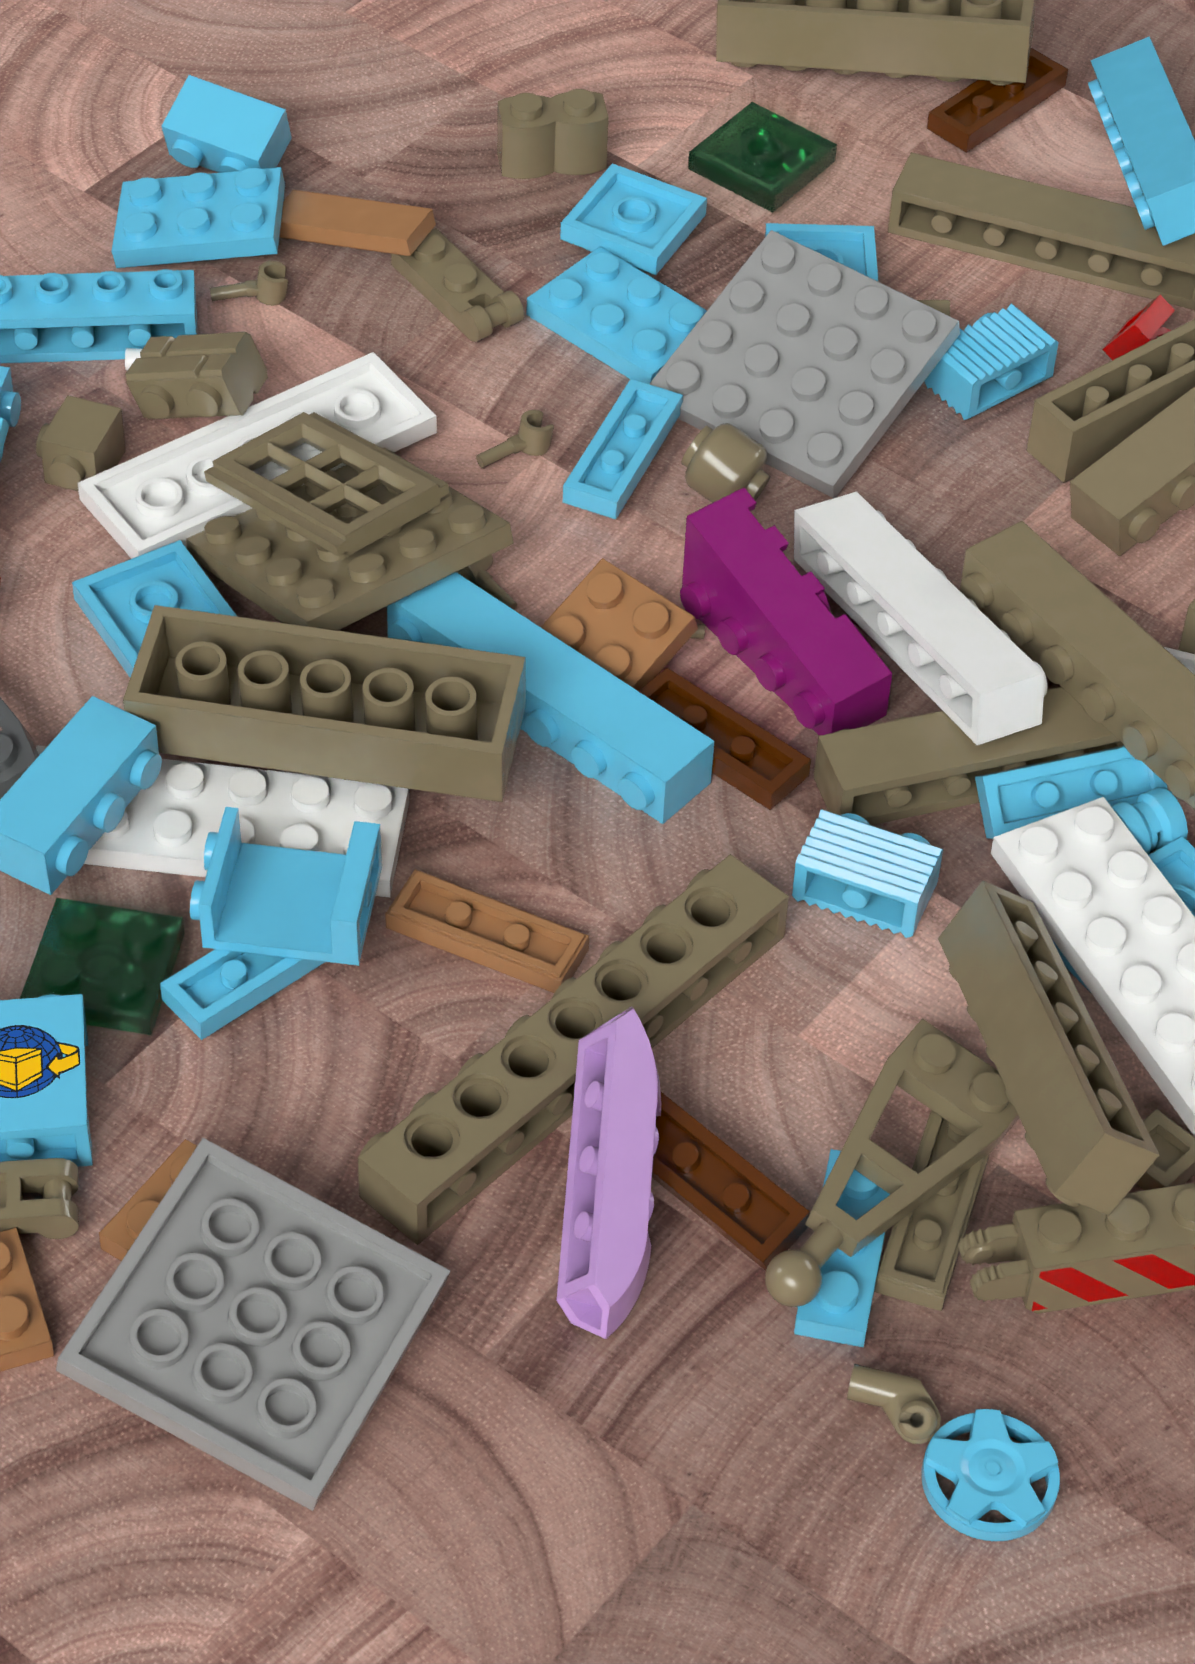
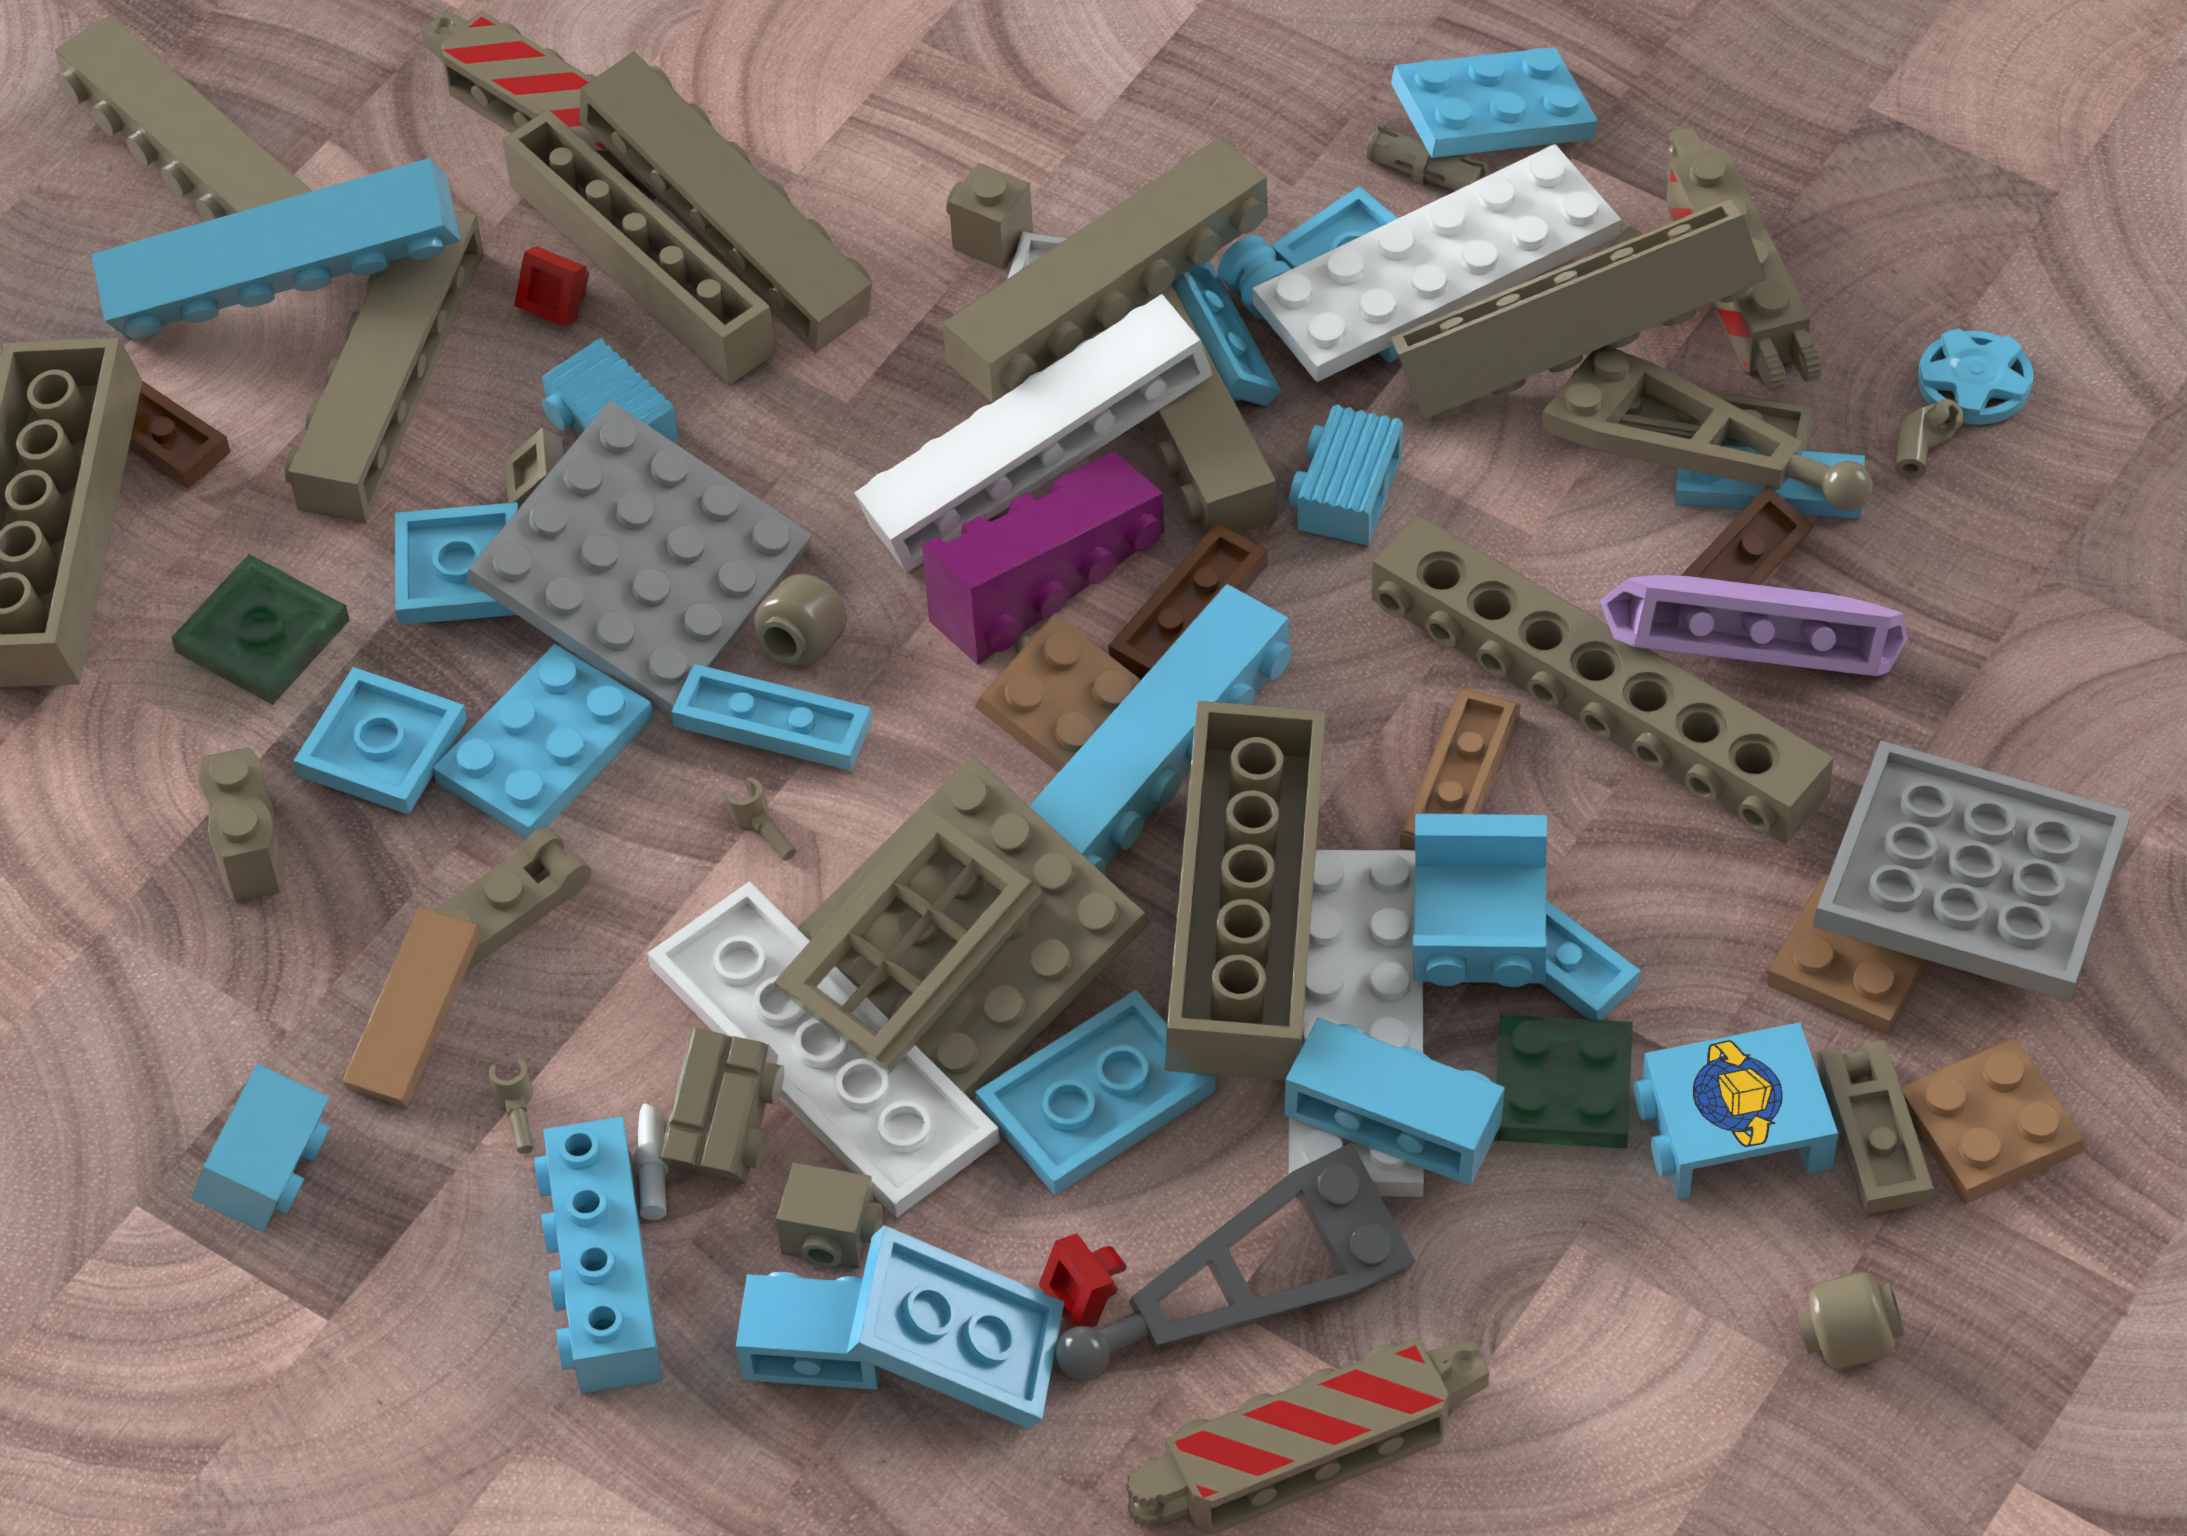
camera: 90 degrees left, 5 degrees up
(199, 217) = (403, 1168): medium azure plate -> none

